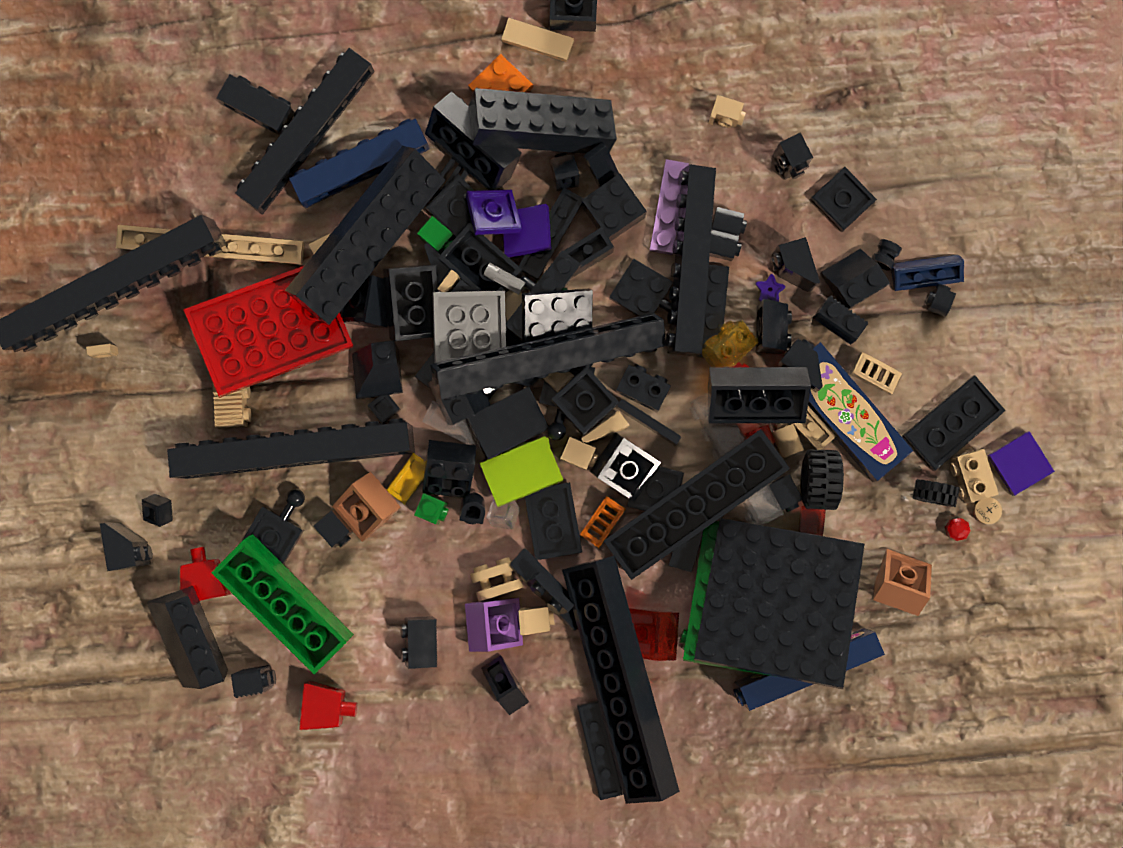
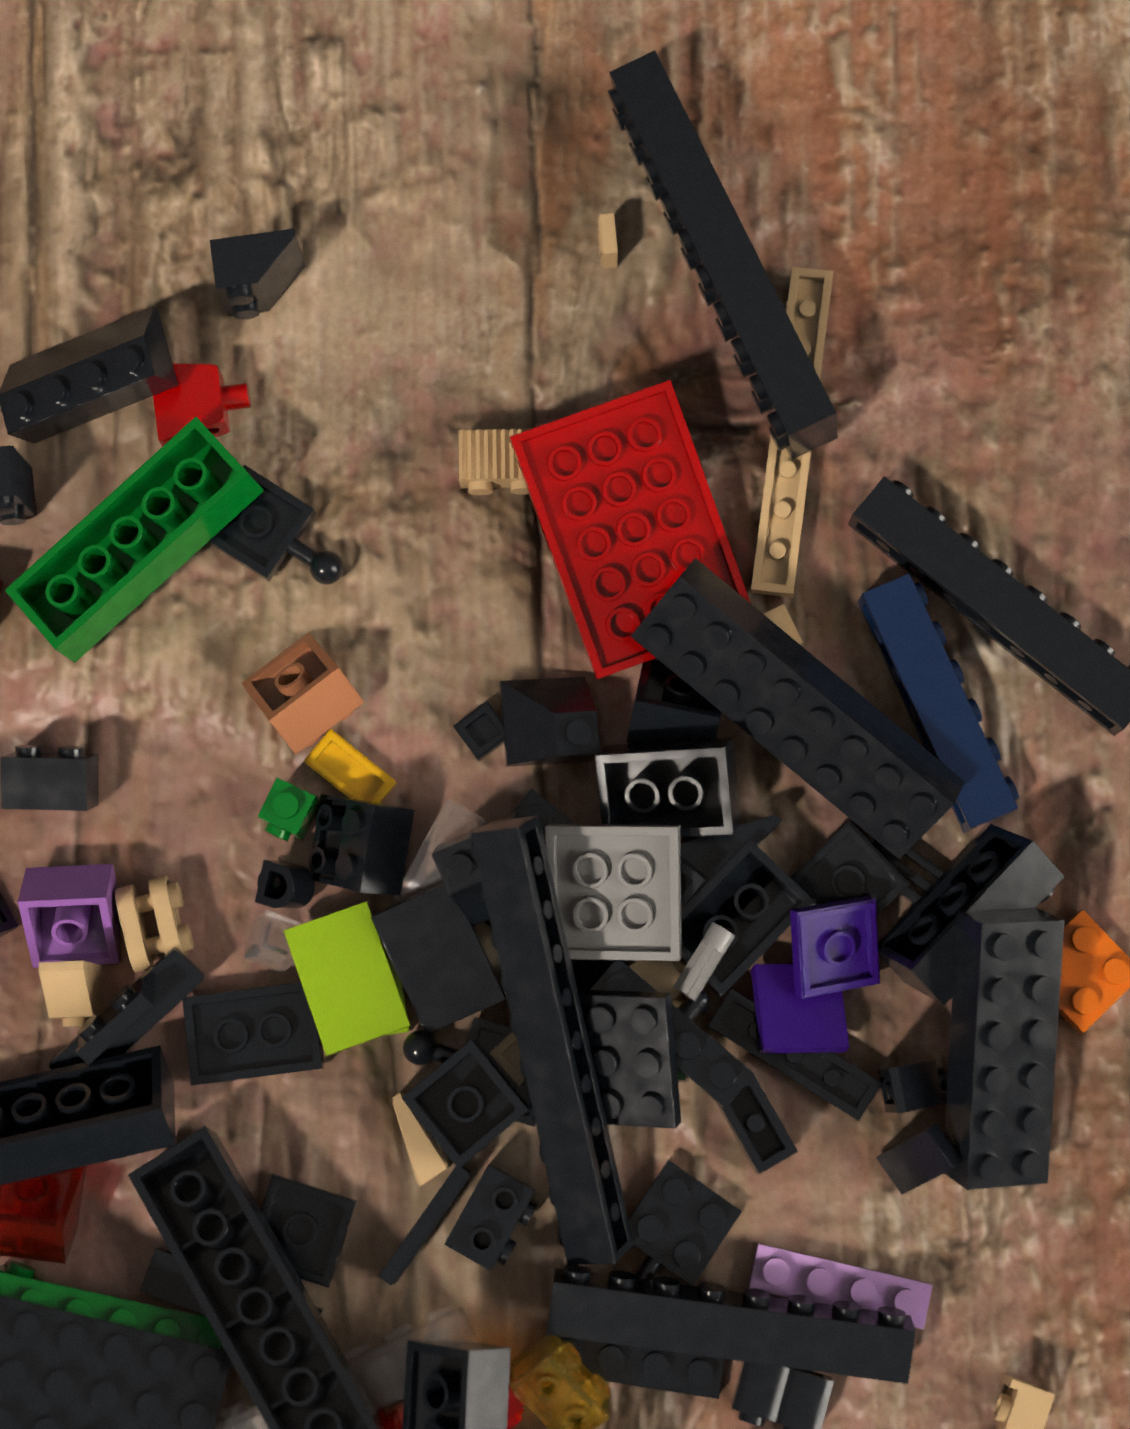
camera: 90 degrees right, 5 degrees down
(157, 510) = (321, 328): black slope -> none
(255, 103) = (1052, 518): black brick -> none
(288, 450) = (407, 567): black brick -> none
(334, 529) = (264, 634): black brick -> none
(436, 235) = (795, 839): green brick -> none
(449, 282) = (700, 857): tan tile -> none
(579, 454) = (373, 1088): tan brick -> none
(612, 504) = (275, 1147): orange slope -> none
(614, 207) = (838, 1178): black brick -> none
(625, 467) = (343, 1173): black slope -> none

